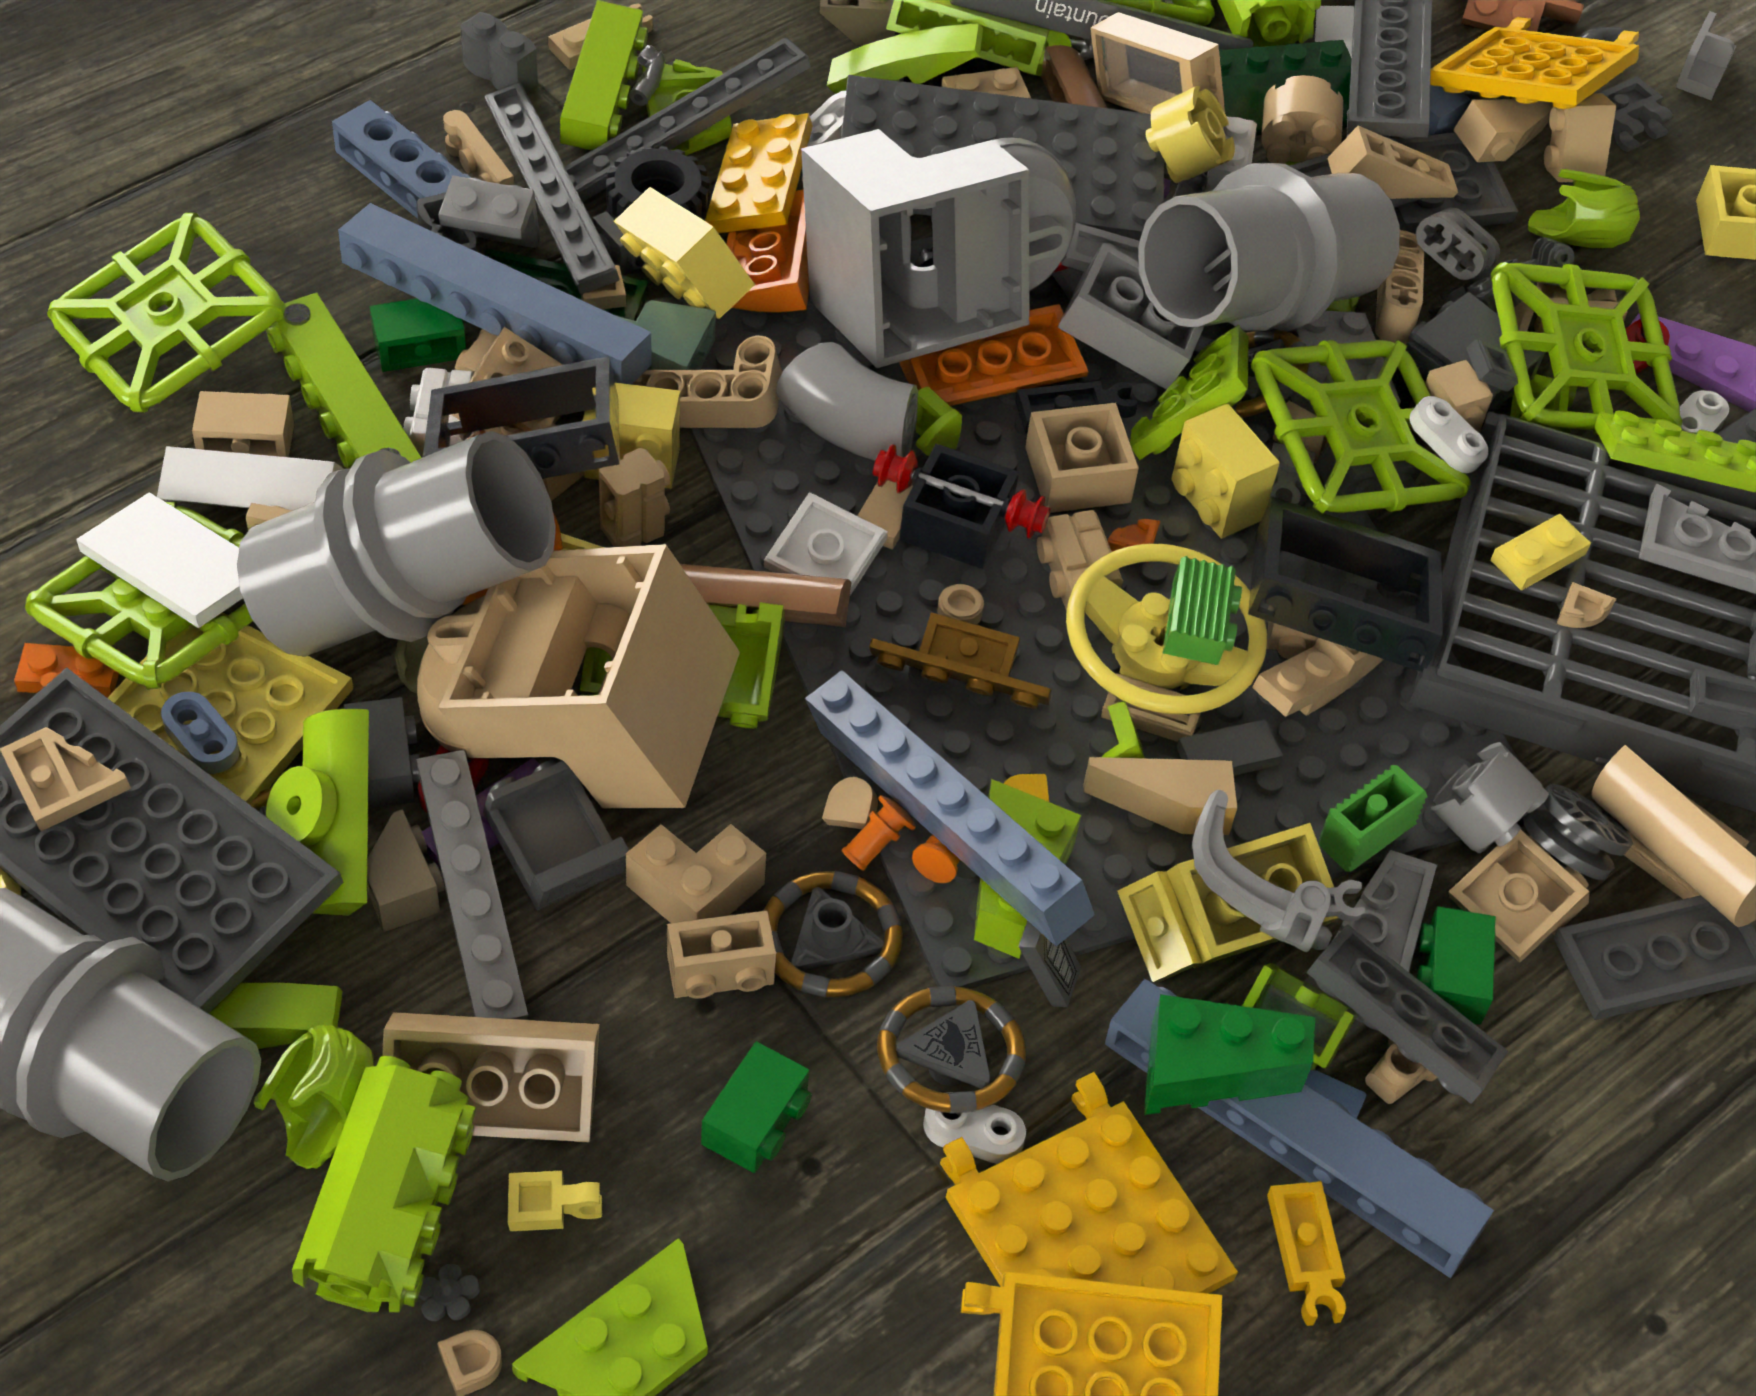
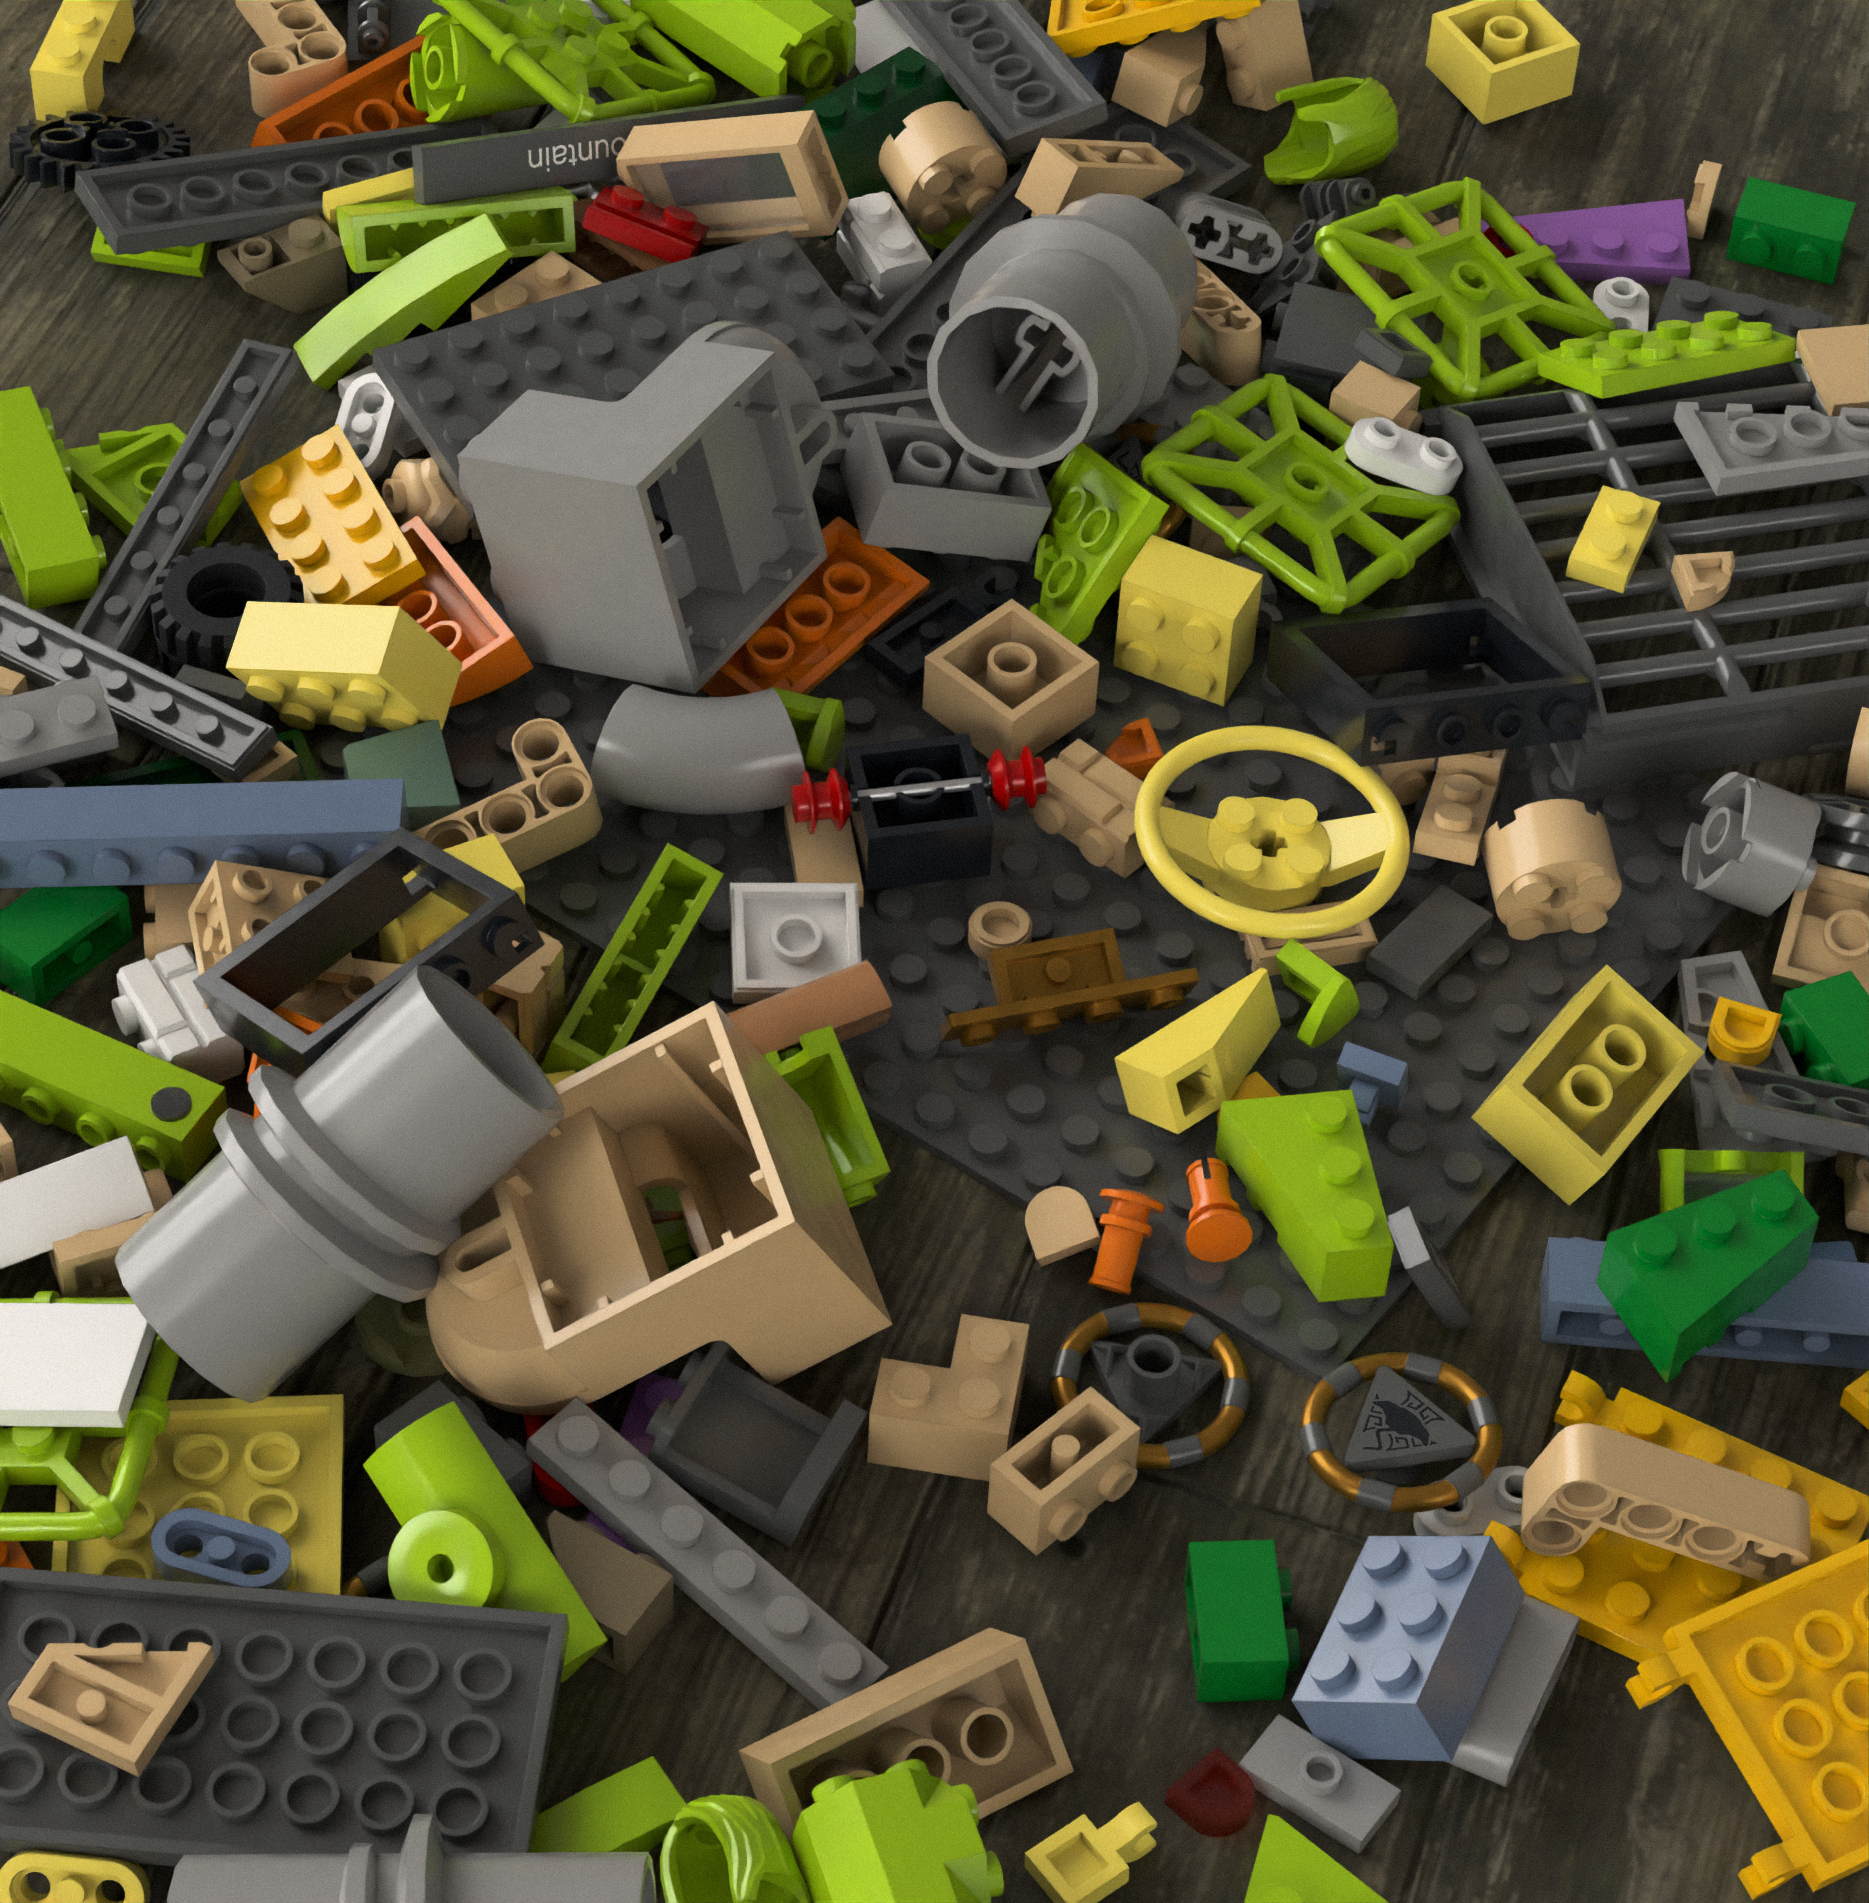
camera: 30 degrees left, 5 degrees down
(650, 79) = (95, 468): flat silver arm -> none
(659, 1208) = (1213, 1796): none -> clear red tile
(721, 506) = (634, 962): none -> lime brick
(728, 1238) = (1319, 1784): none -> light grey plate
(837, 1185) = (1409, 1647): none -> sand blue brick
(892, 1249) = (1517, 1691): none -> light grey beam
(951, 808) = (1208, 1153): sand blue brick -> none
(1019, 744) = (1201, 1056): none -> light yellow slope
(1070, 1192) = (1662, 1498): none -> tan beam
(1087, 77) = (628, 219): none -> red plate
(1110, 819) = (1372, 1079): none -> sand blue tile
(1159, 926) = (1512, 1174): light yellow plate -> none
(1162, 789) = (1413, 1017): tan slope -> none
(1190, 134) = (841, 237): light yellow brick -> none
(1201, 610) = (1310, 788): bright green brick -> none
(1282, 914) = (1660, 1080): light grey piece -> none
(1336, 744) = (1551, 869): none -> tan brick
(1372, 818) = (1651, 925): bright green brick -> none
(1390, 918) = (1742, 1032): none -> yellow tile

